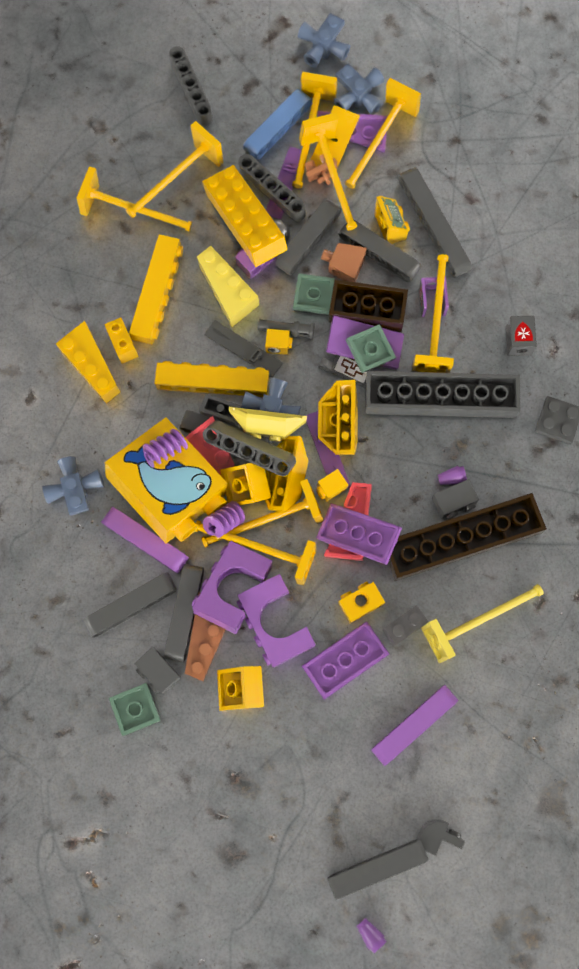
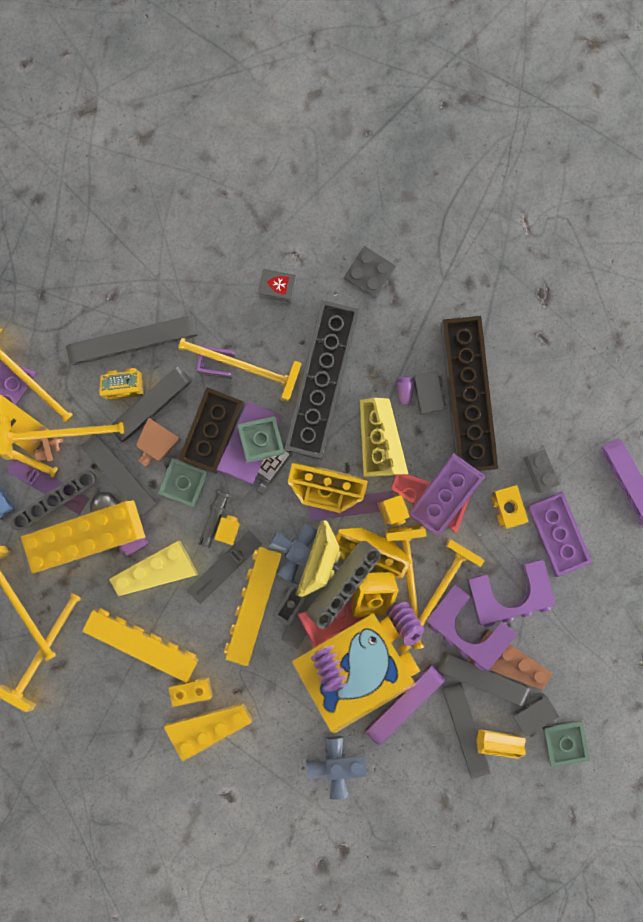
camera: 85 degrees left, 10 degrees up
(122, 640) = (500, 744): none -> yellow piece
(240, 688) = (567, 639): yellow slope -> none
(398, 460) = (380, 439): none -> light yellow wedge
(440, 641) = (563, 441): light yellow tile -> none

